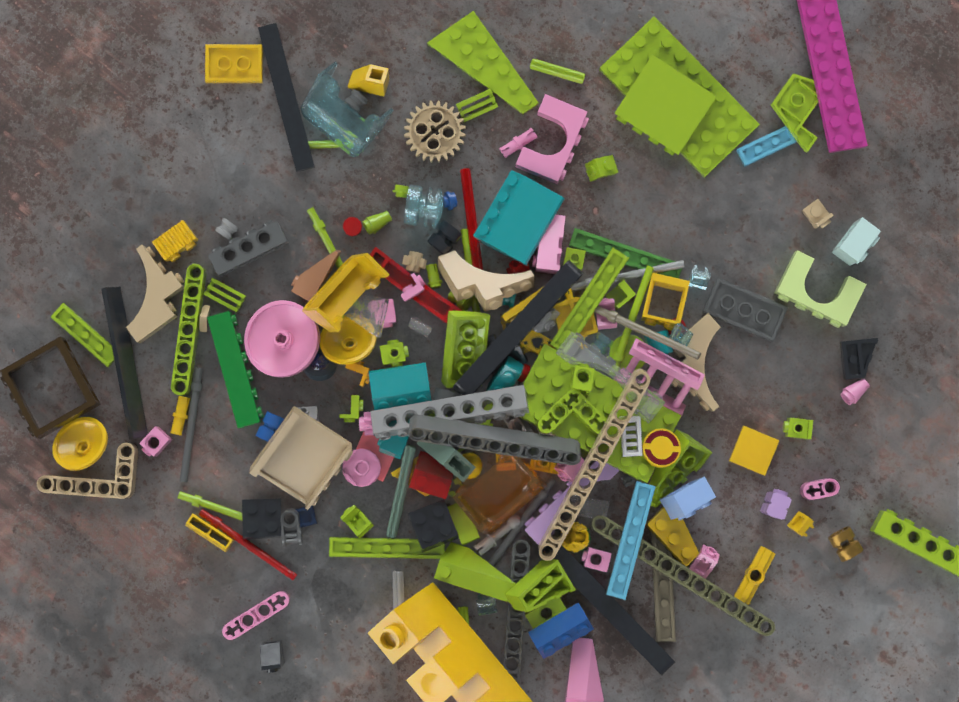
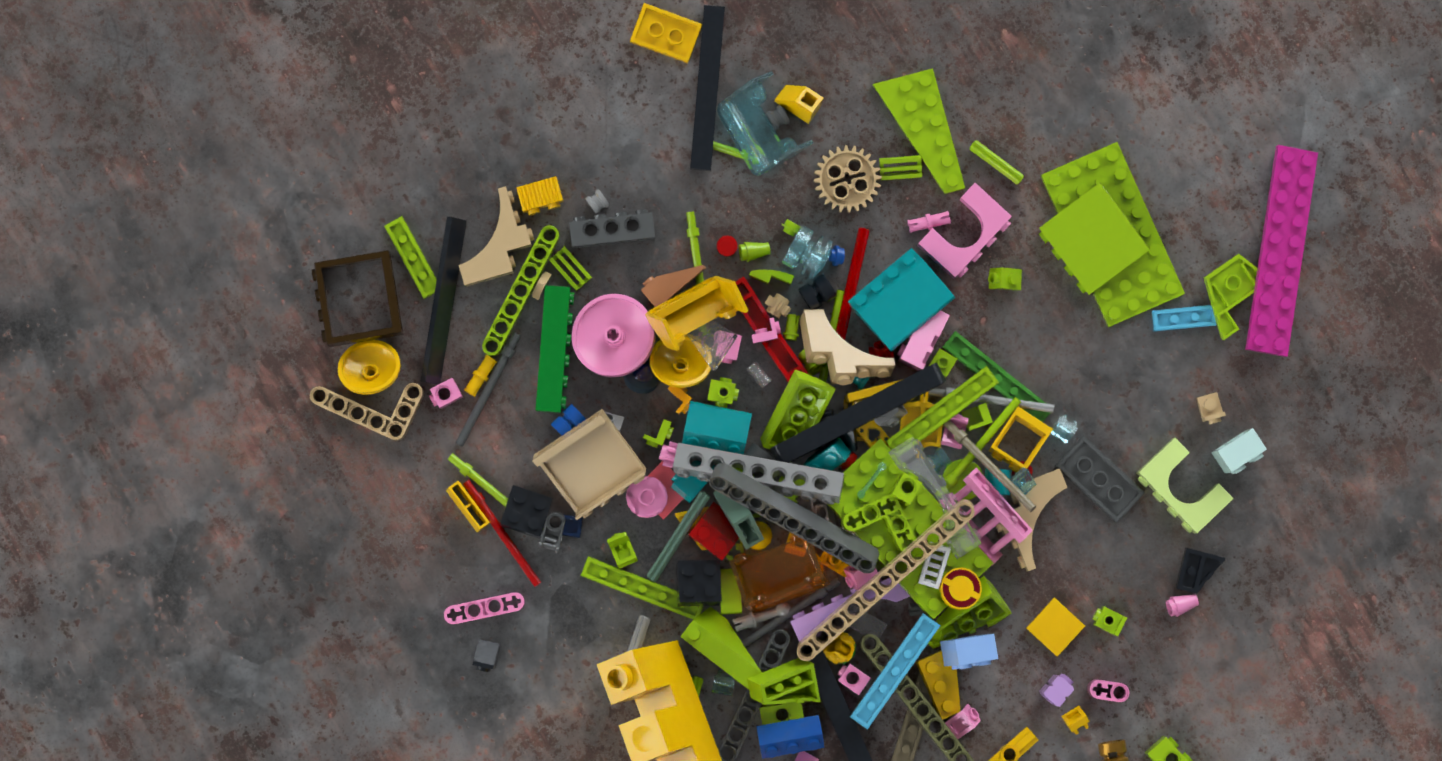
camera: 15 degrees right, 0 degrees up
(394, 239) = (765, 276): none -> lime slope
(554, 368) = (881, 467): none -> clear light blue hinge

